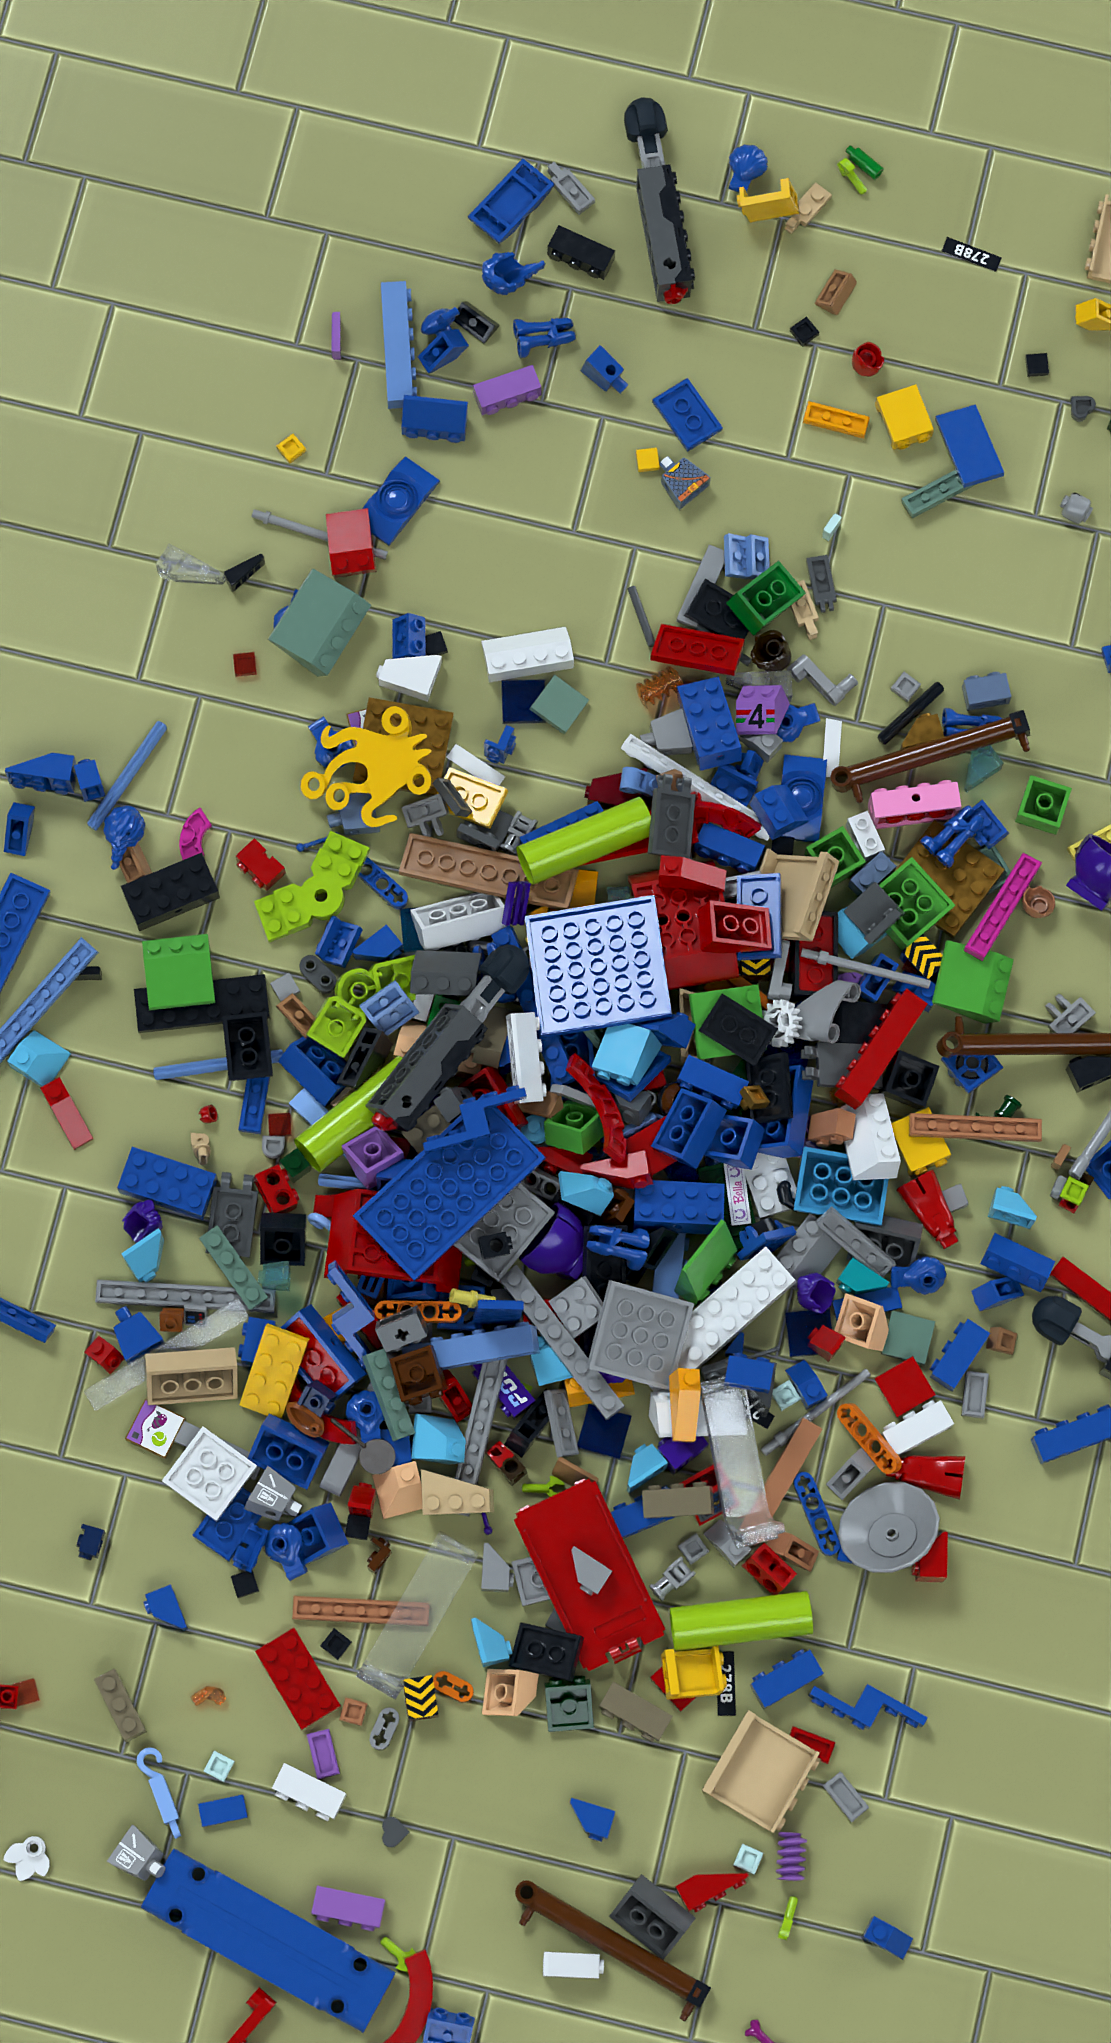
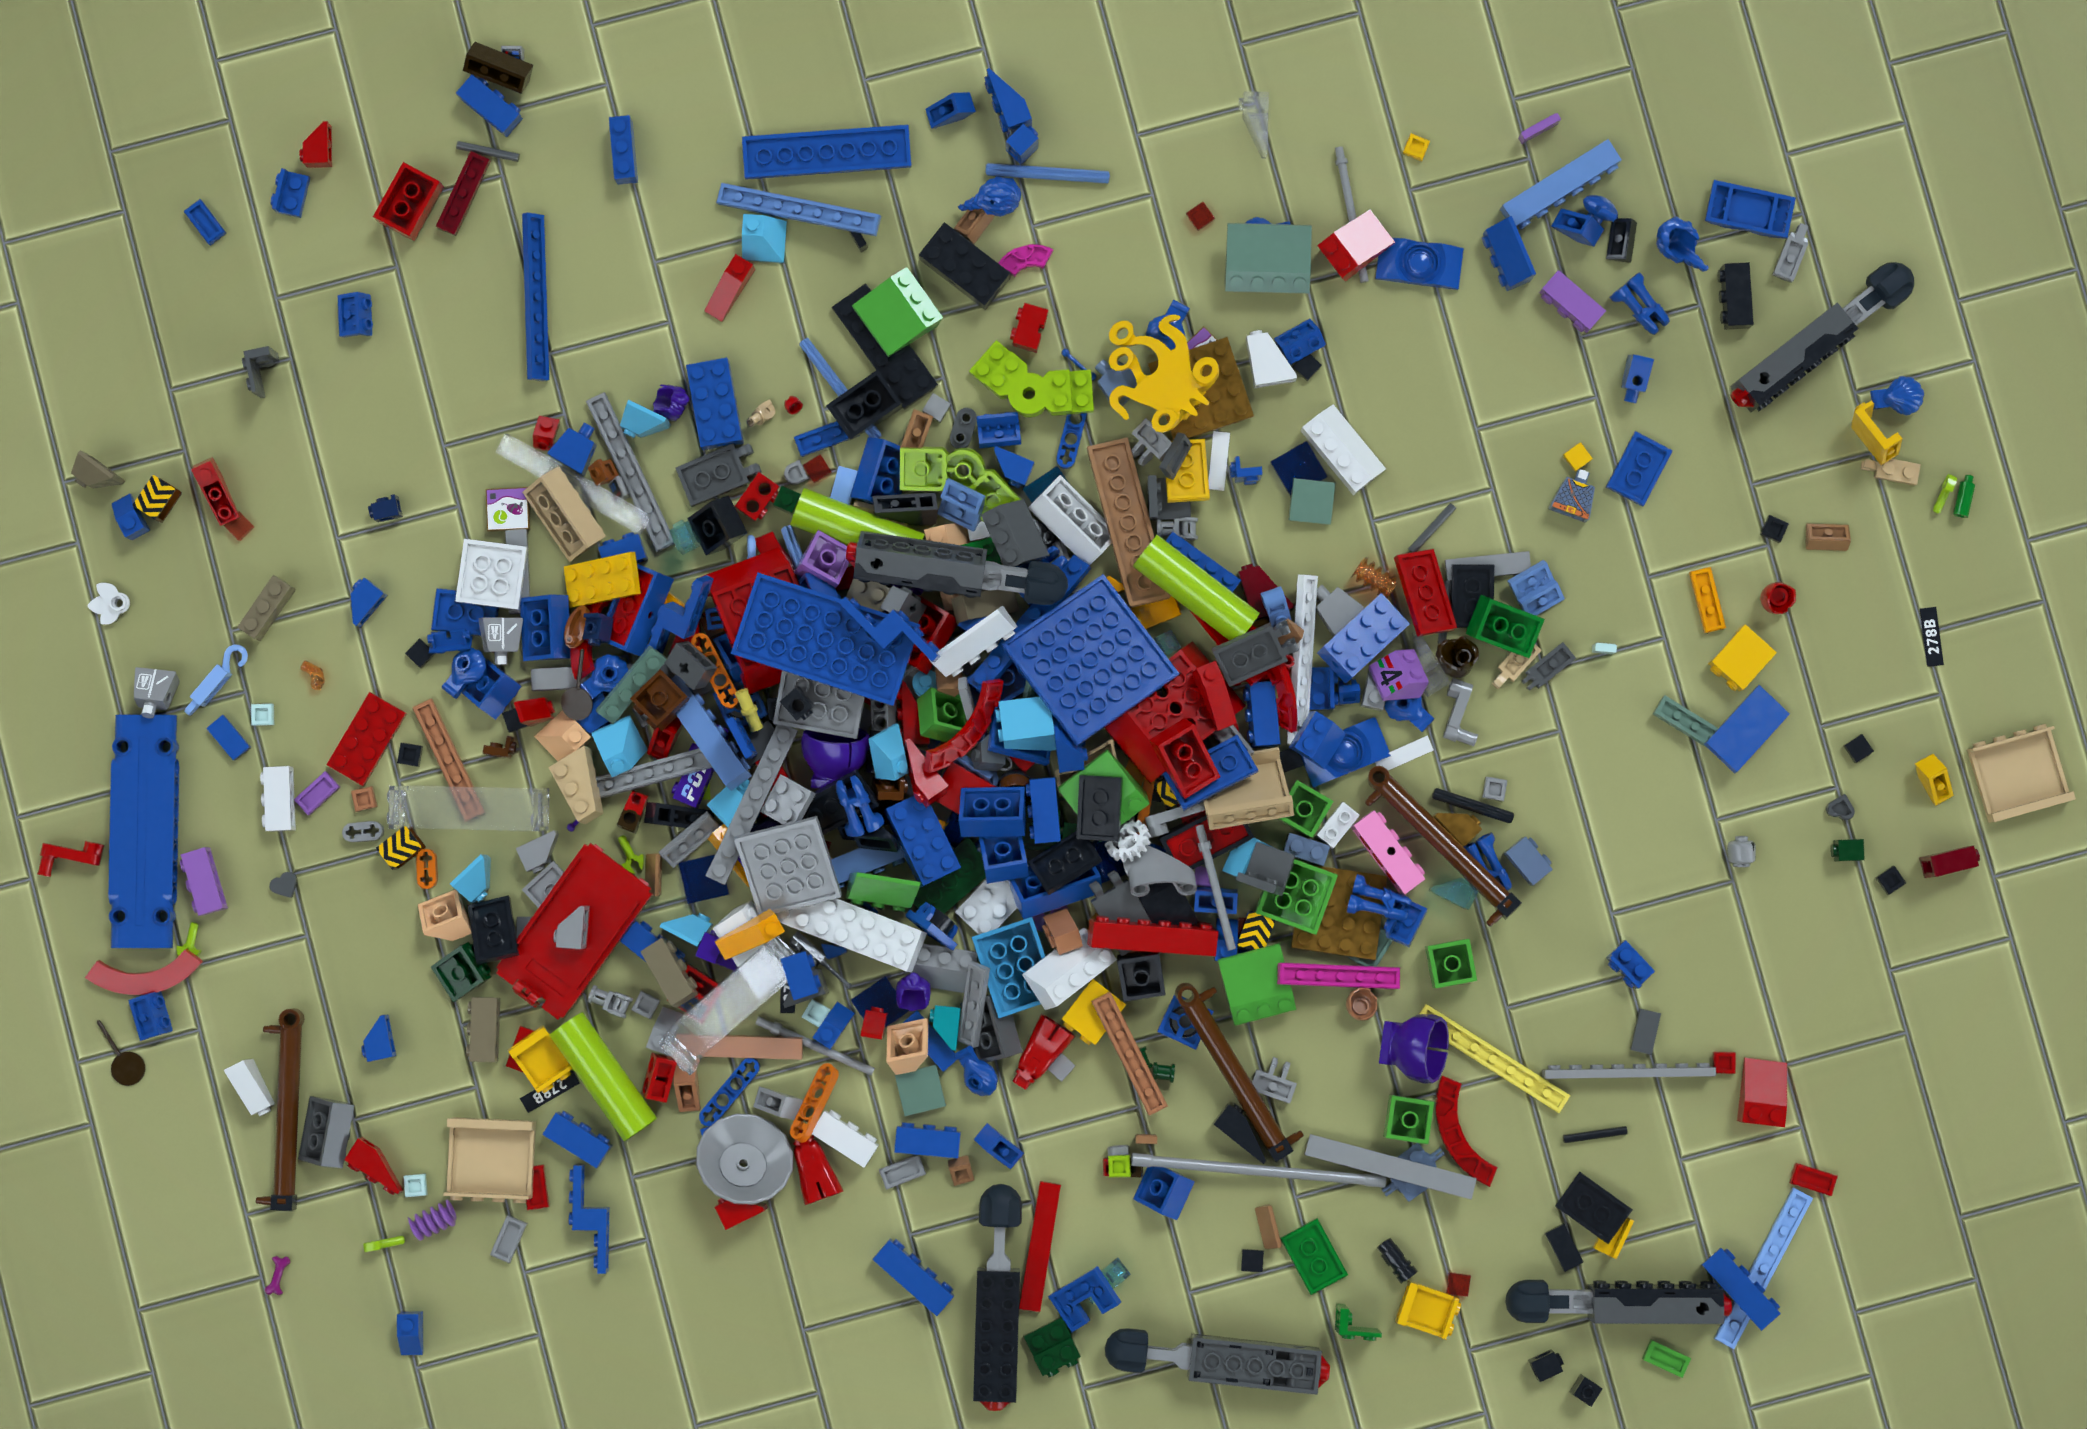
camera: 65 degrees right, 10 degrees up
(233, 1268) = (673, 498): sand green plate -> none
(242, 572) = (1279, 168): black slope -> none
(518, 903) = (1112, 563): dark purple tile -> none
(737, 1195) = (961, 883): white sticker -> none
(753, 1098) = (1047, 852): pearl gold tile -> none
(784, 1194) = (983, 922): black arm -> none
(904, 1386) = (876, 1109): red tile -> none
(1011, 1208) = (1078, 1118): medium azure slope -> none
(1017, 1262) = (1032, 1150): blue brick -> none

